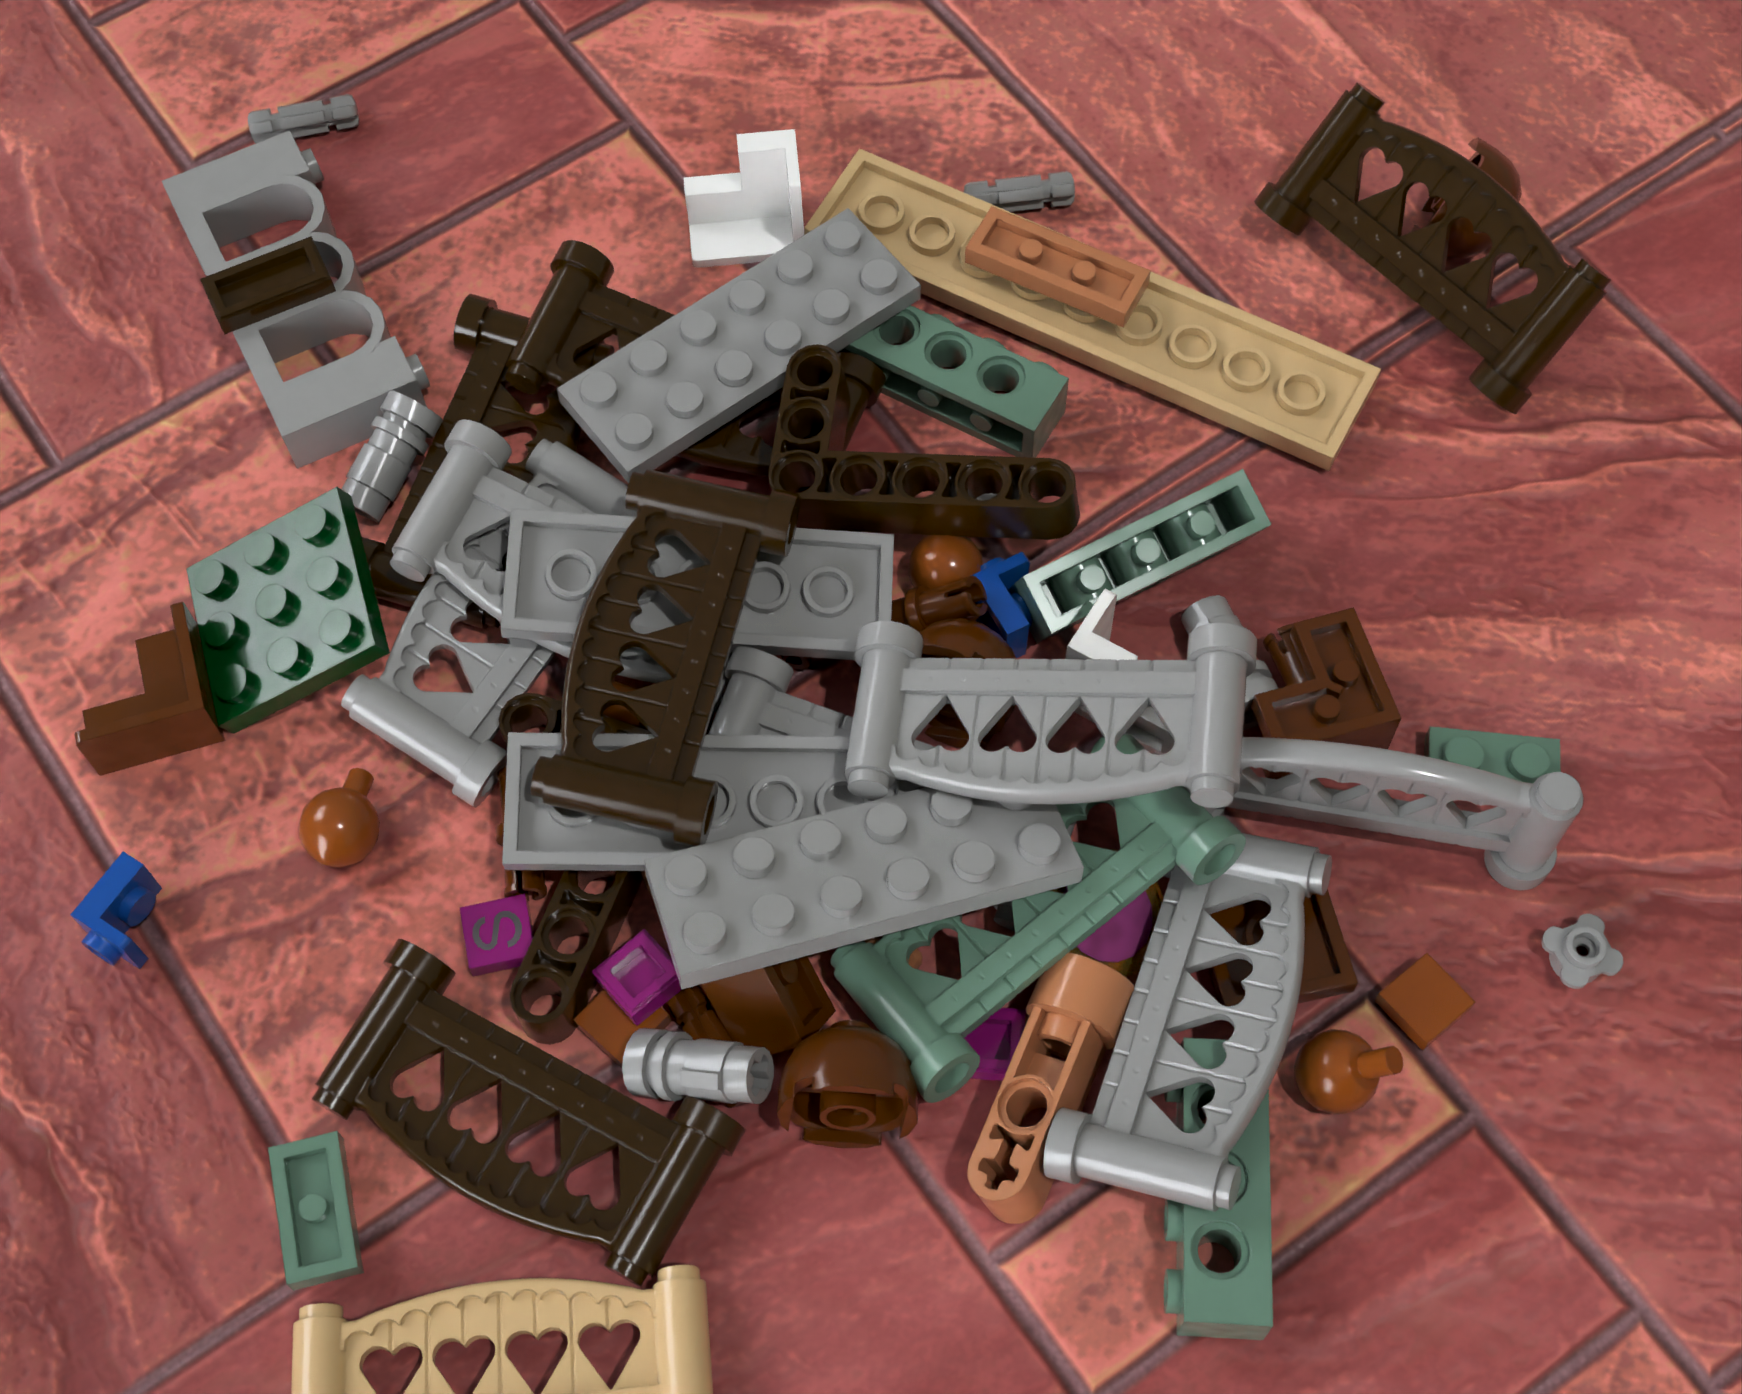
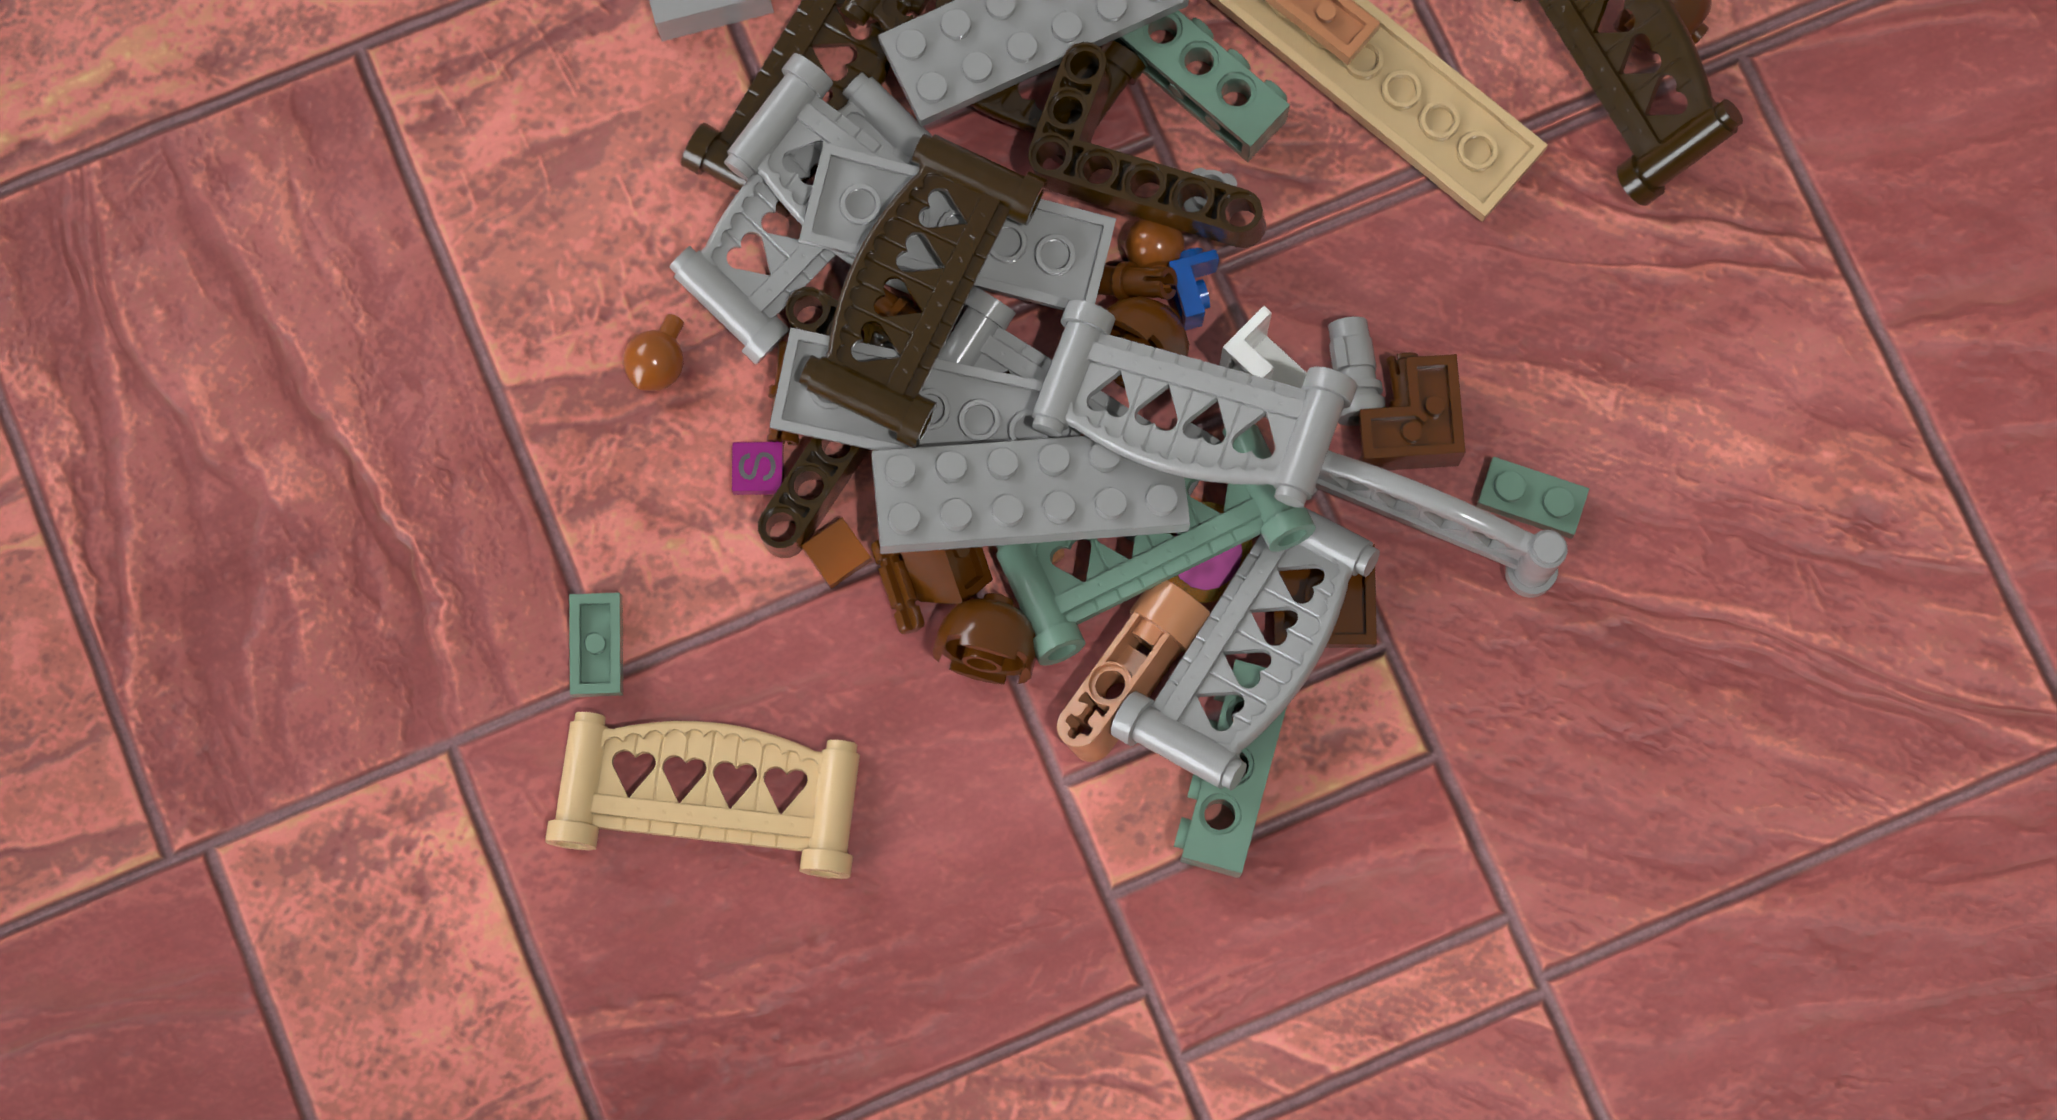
camera: 15 degrees right, 15 degrees up
(115, 904) = (483, 385): blue bracket -> none
(169, 717) = (540, 237): reddish brown panel -> none
(286, 611) = (638, 174): plate -> none
(388, 455) = (735, 54): light grey axle -> none
(639, 977) = (853, 526): magenta tile -> none
(659, 1159) = (843, 663): dark brown piece -> none
(676, 1066) = (868, 598): light grey axle -> none
(996, 1042) = (1103, 629): magenta tile -> none
(1142, 554) = (1307, 271): sand green brick -> none
(1342, 1071) = (1345, 705): dark orange piece -> none
(1424, 1001) = (1424, 666): dark orange tile -> none
(1573, 968) = (1541, 665): light grey plate -> none

